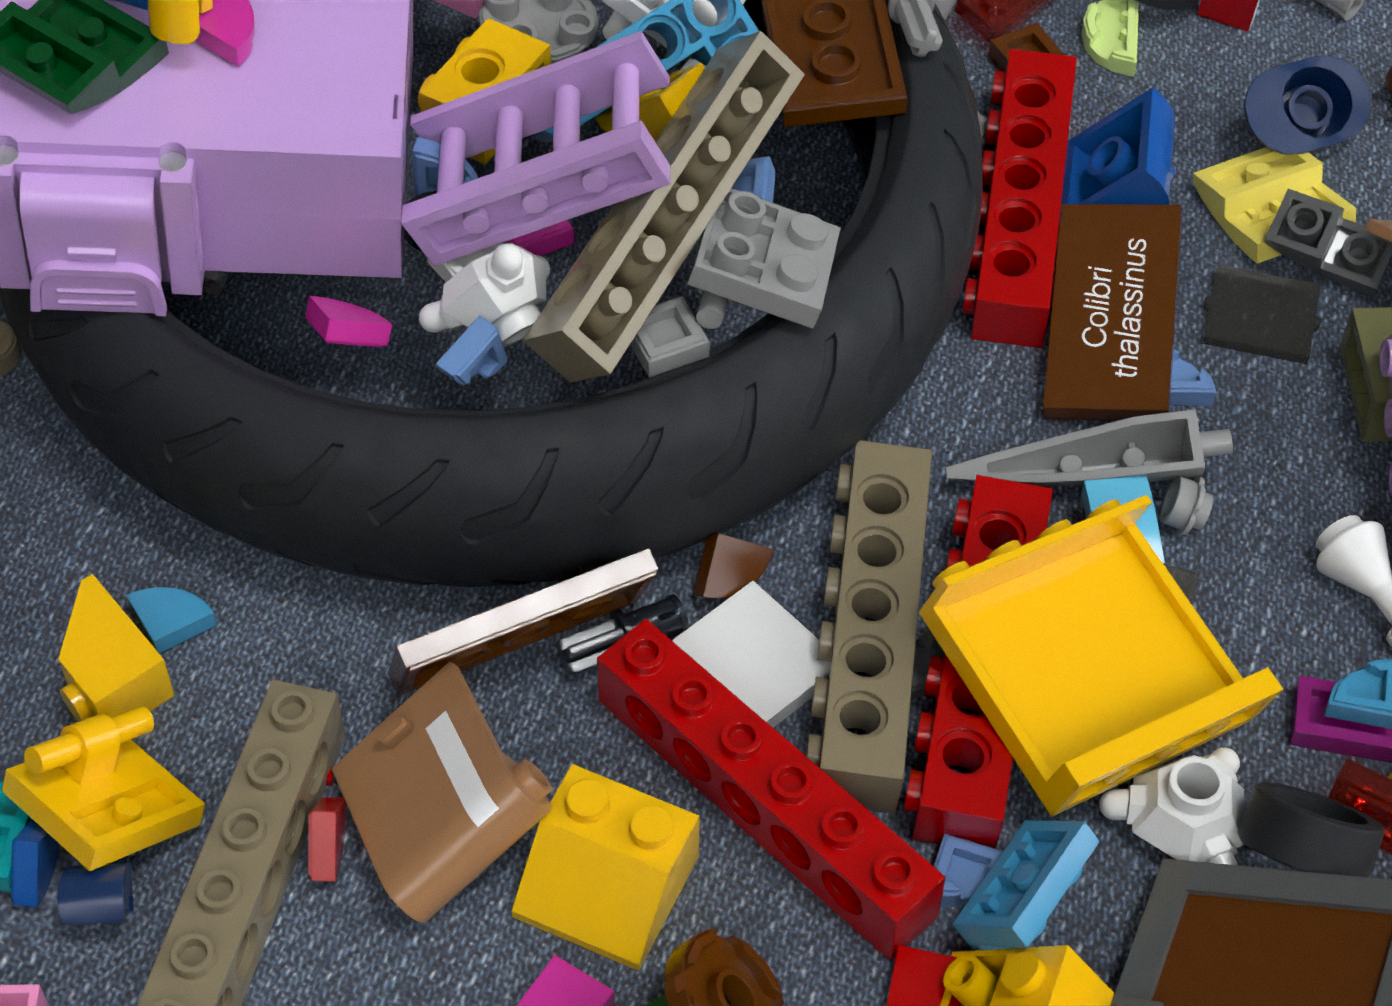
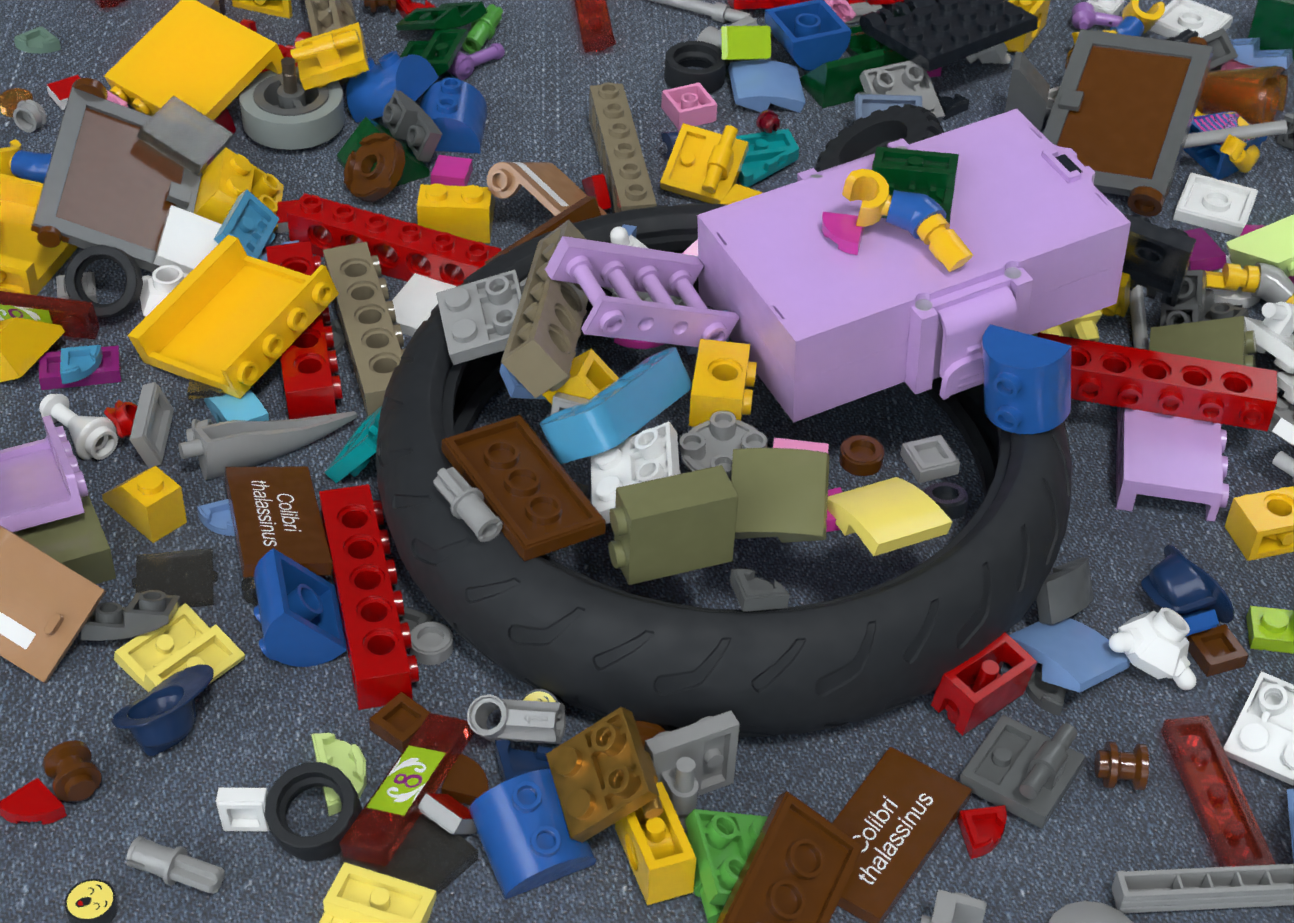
camera: 155 degrees right, 10 degrees down
(958, 389) = (357, 450): none -> teal wing
(1131, 899) = (185, 239): none -> white tile
(1261, 537) = (151, 424): none -> light grey tile
(1291, 413) = (149, 503): none -> yellow slope
(1298, 558) = (122, 416): none -> red plate

